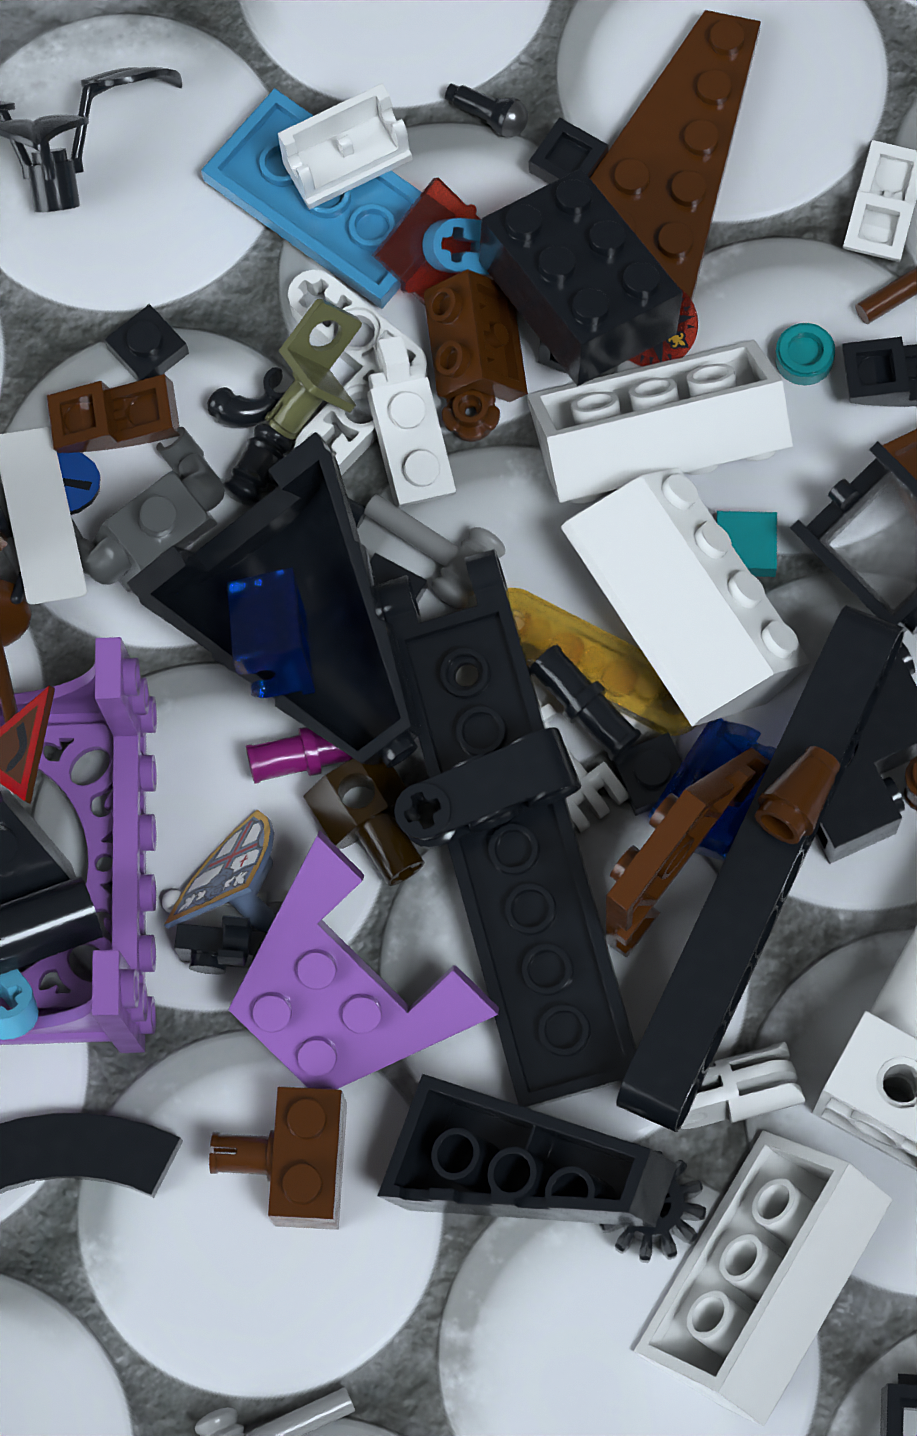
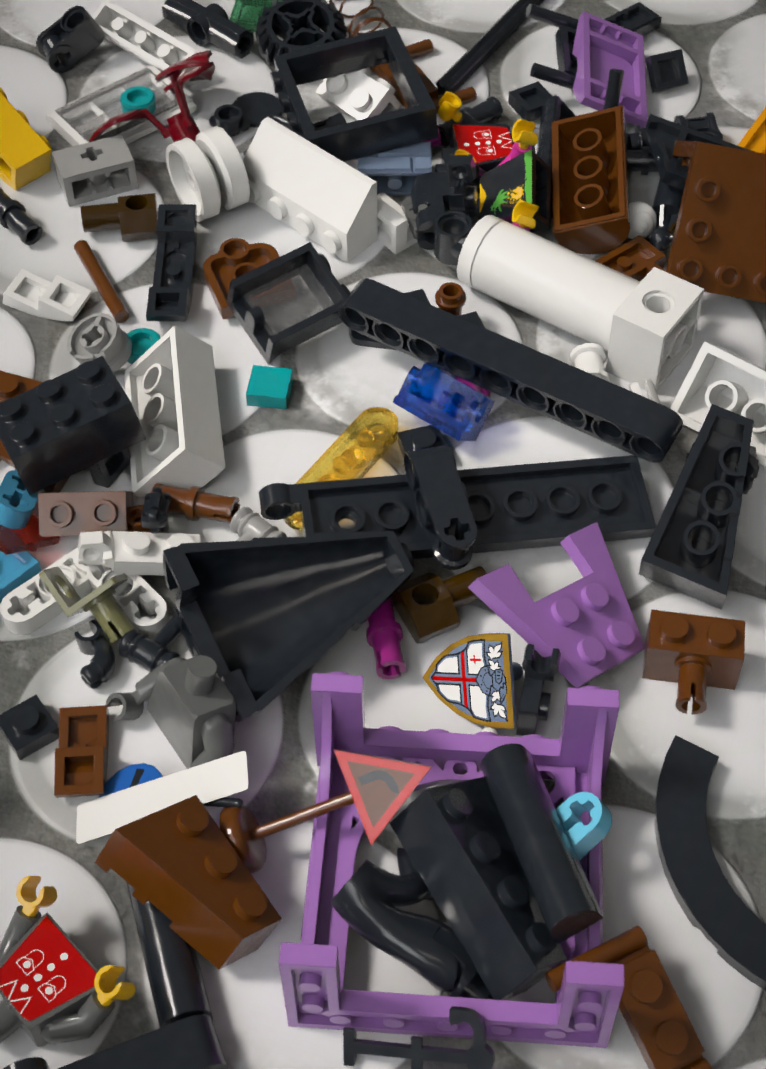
camera: 90 degrees left, 20 degrees down
(271, 633) = (302, 614): clear blue hinge -> none
(468, 424) = (156, 510): none -> black piece
(507, 475) = (198, 504): none -> reddish brown pin
(584, 702) = (377, 460): black pin -> none
(679, 830) = (507, 384): reddish brown wing -> none
(686, 596) = (308, 397): white slope -> none
(779, 293) = (100, 336): none -> light grey wheel
(797, 796) = (475, 324): reddish brown cone -> none
(827, 1005) = (590, 359): none -> white bush

